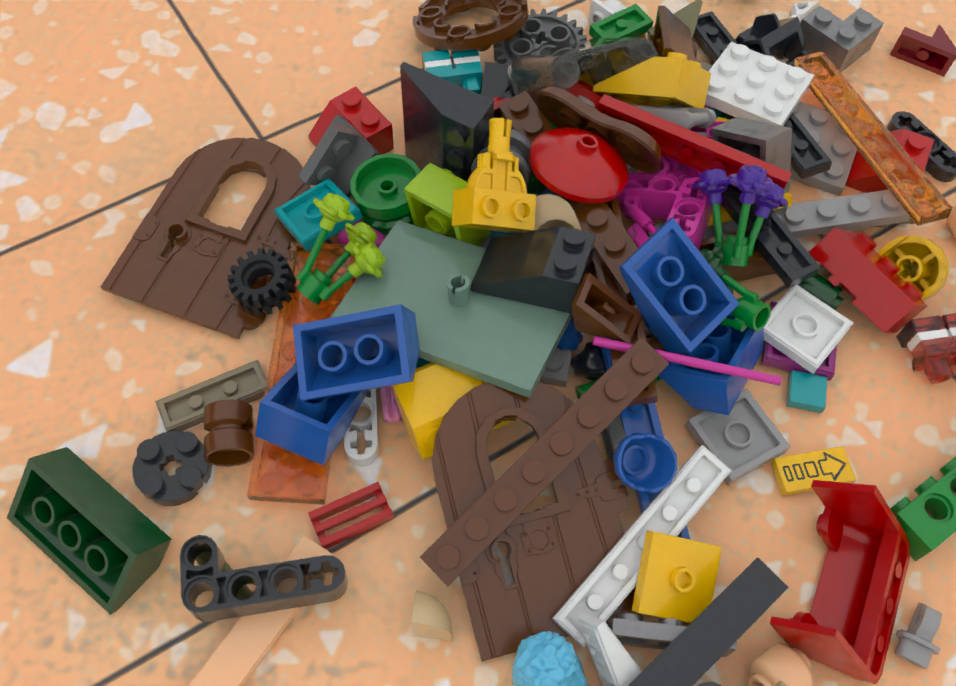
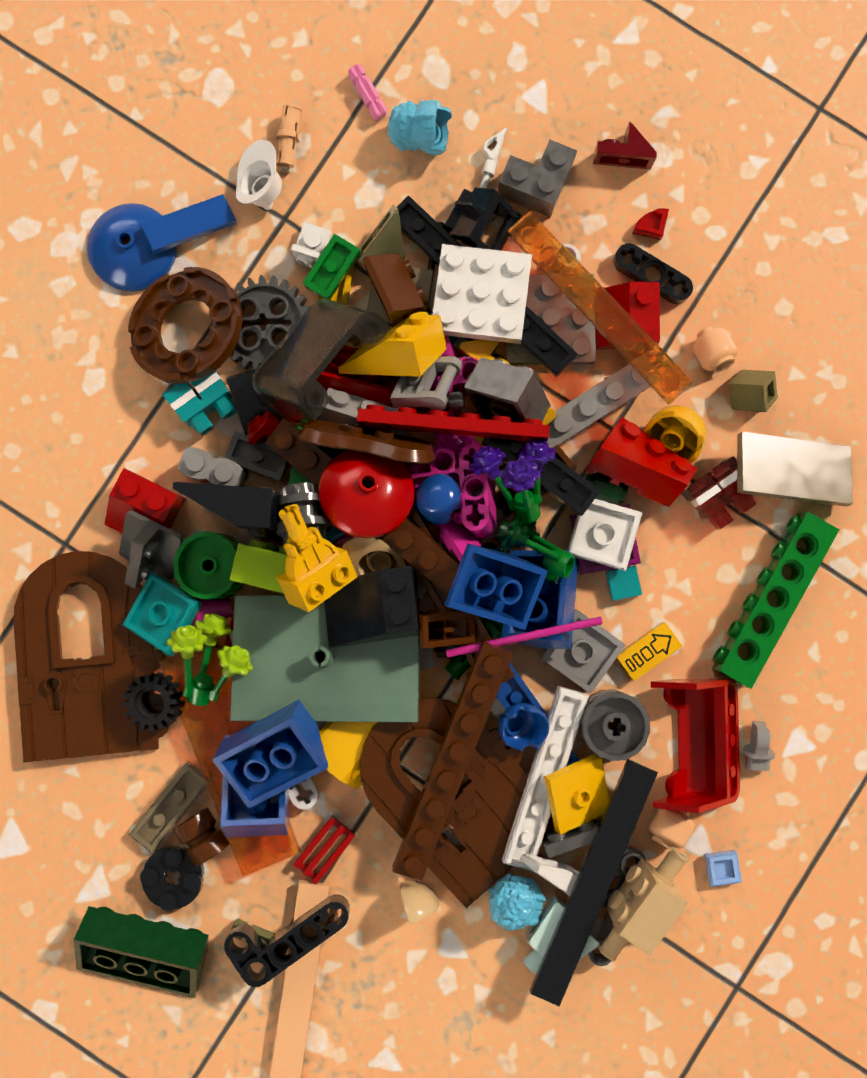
camera: 25 degrees left, 25 degrees up
(644, 202) = (437, 498): none -> blue hair
(748, 519) = (630, 730): none -> flat silver wheel
(933, 112) = (652, 224): none -> red tile

